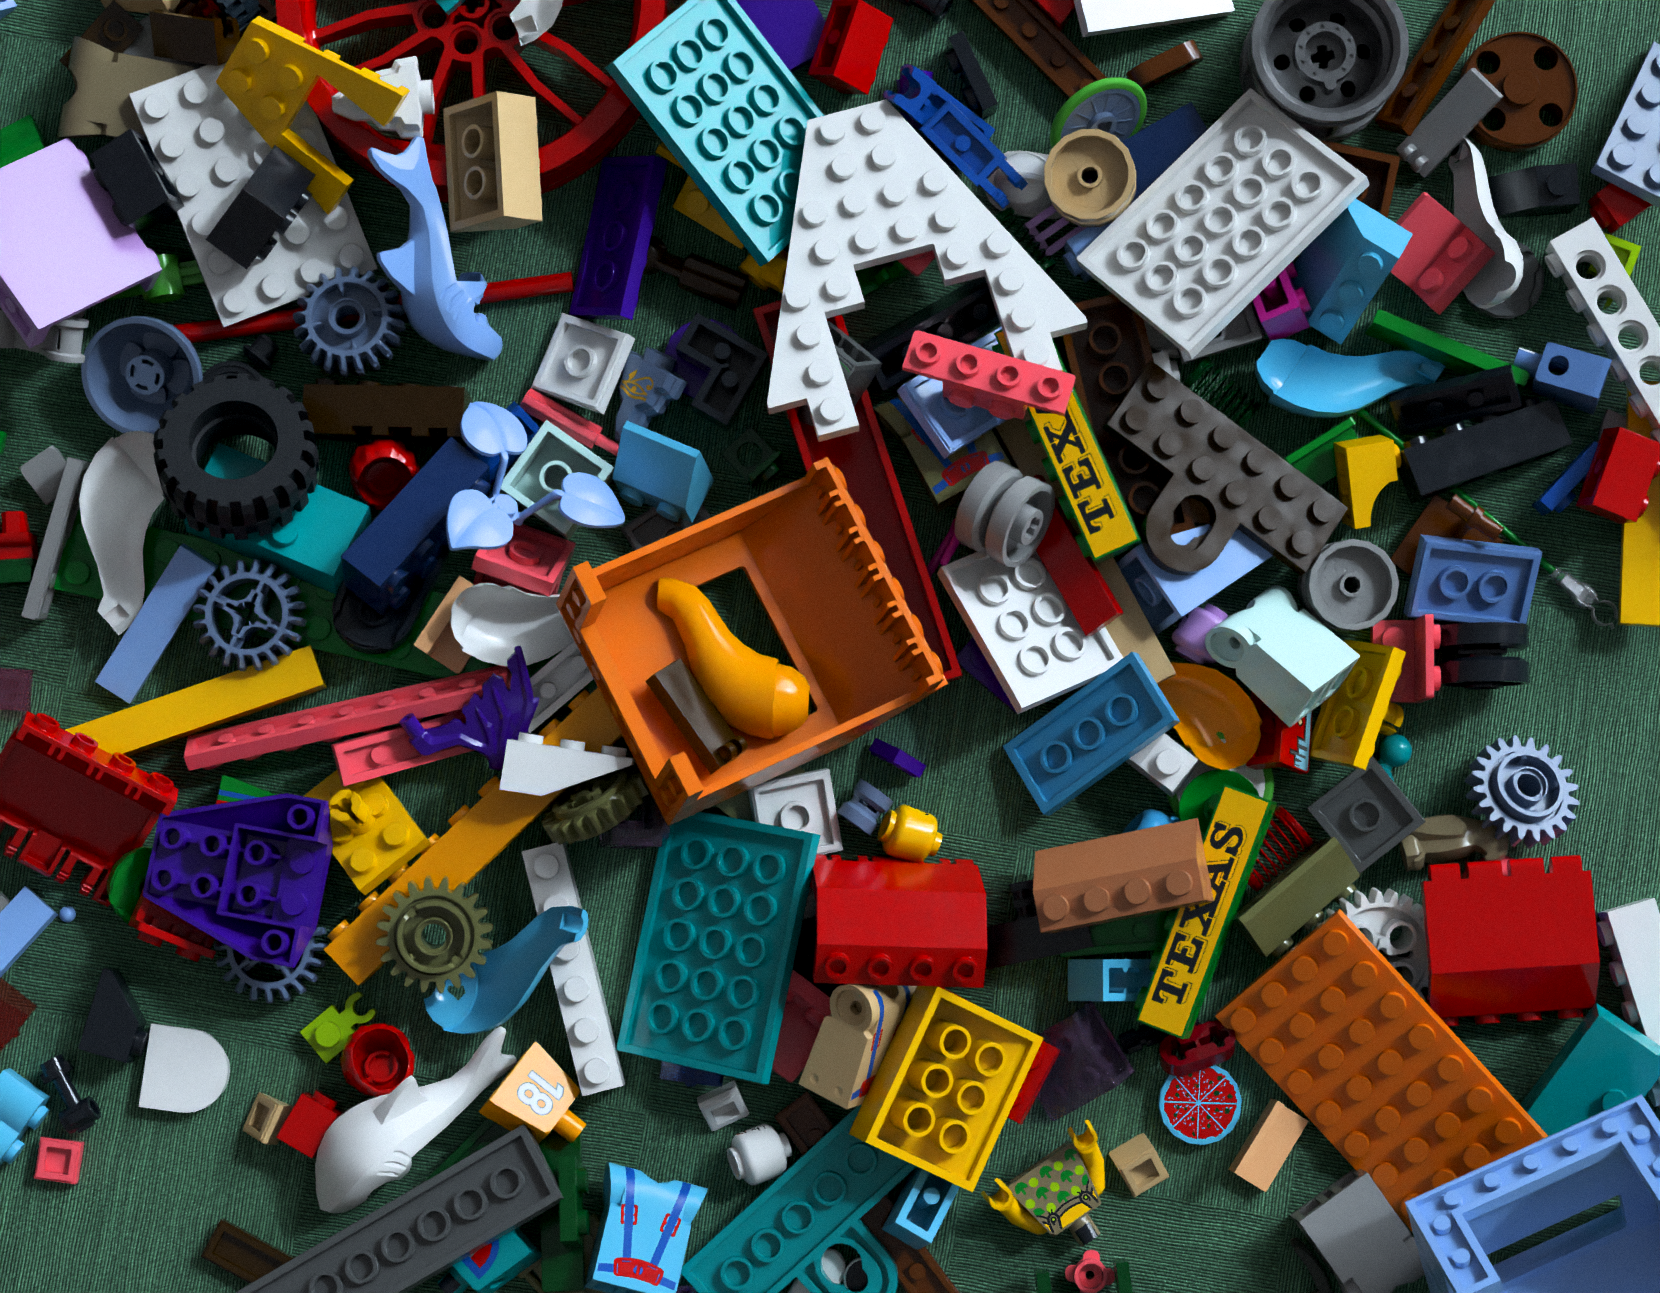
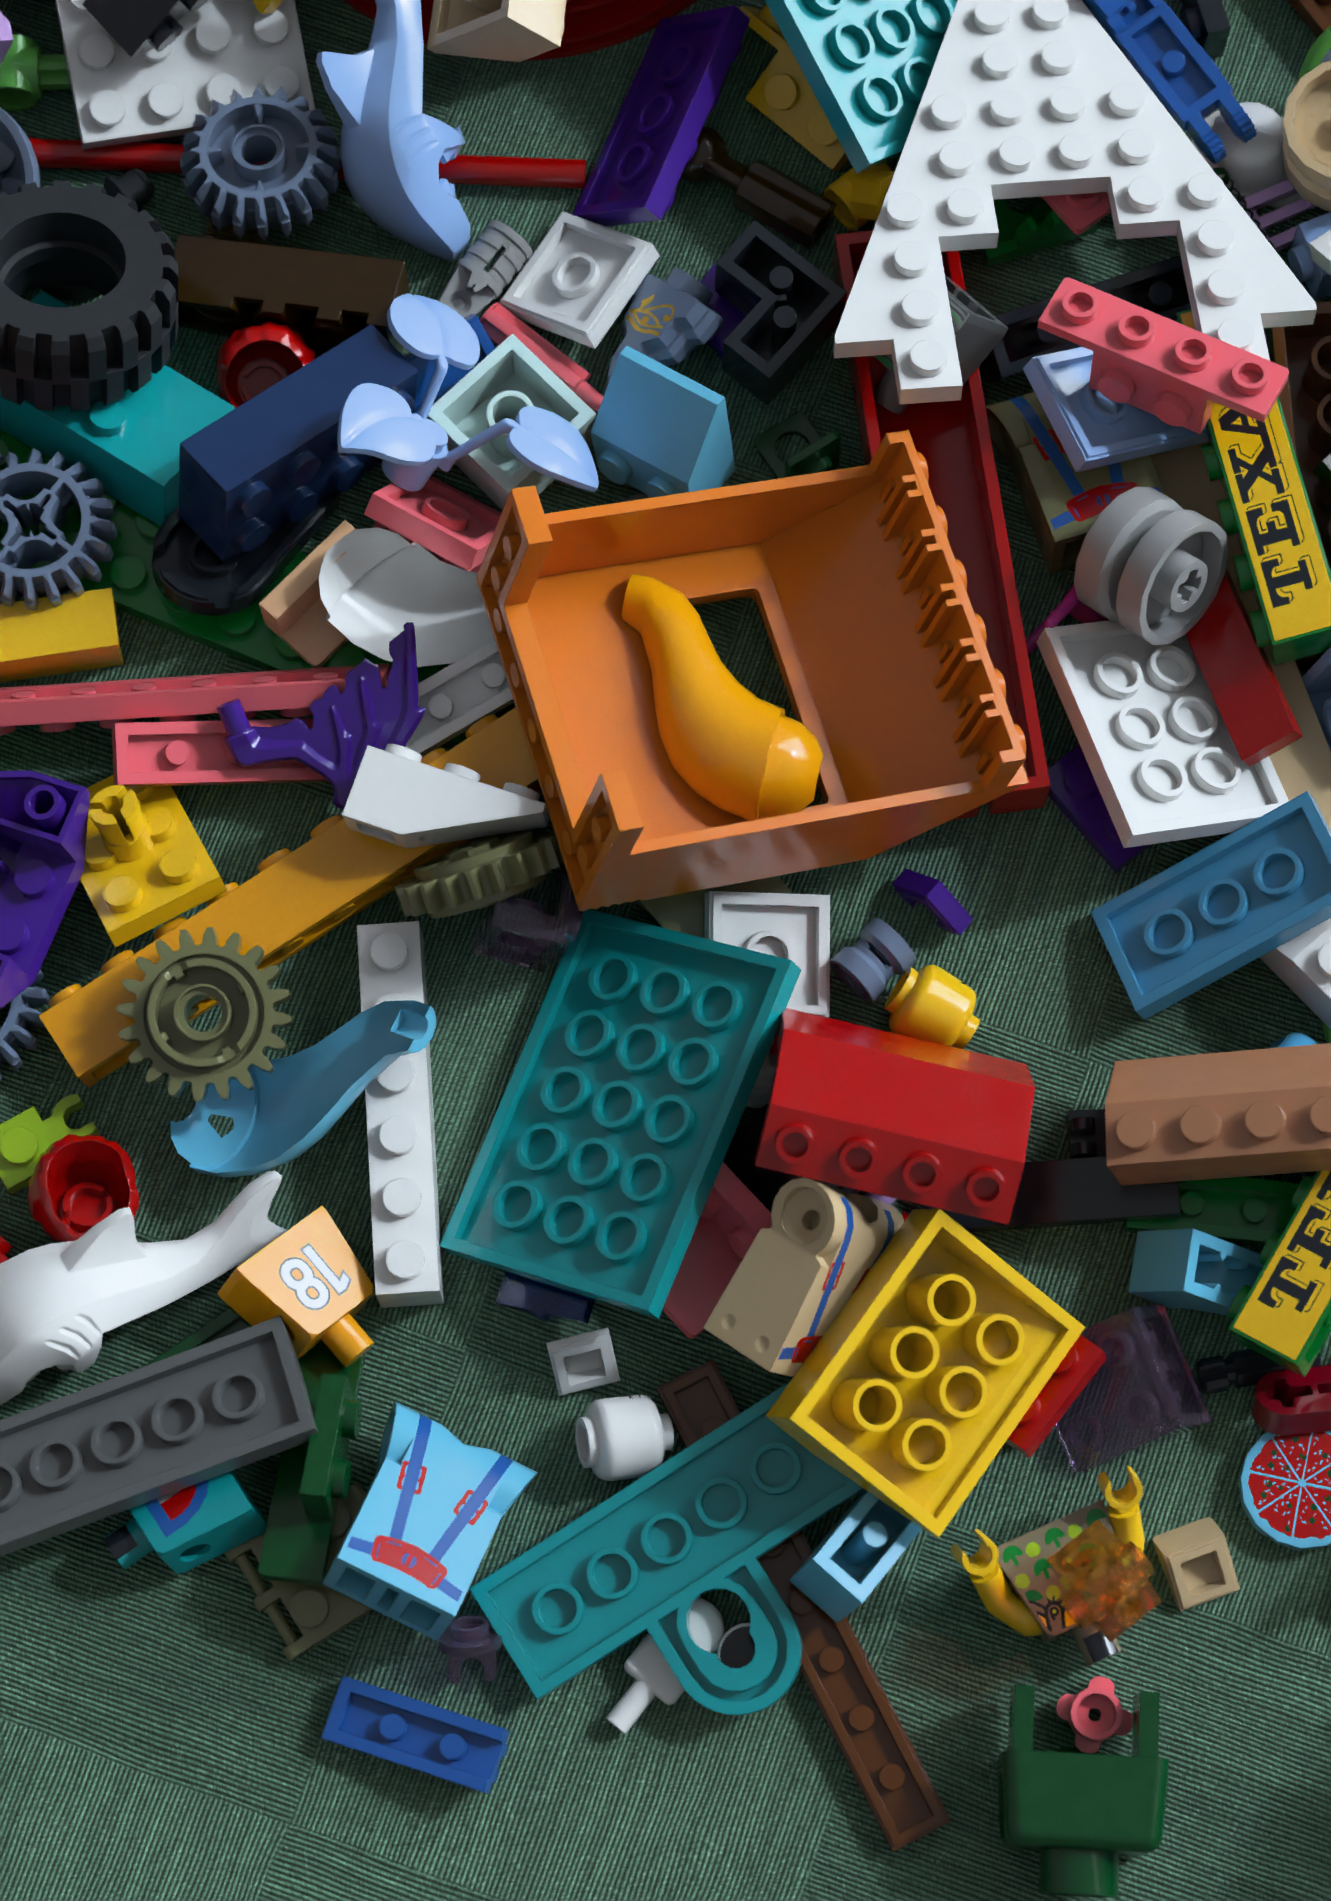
camera: 15 degrees right, 10 degrees down
(515, 369) = (474, 288): none -> light grey hinge
(696, 716) = (651, 761): dark brown hinge -> none
(1082, 1200) = (1104, 1581): none -> clear orange brick

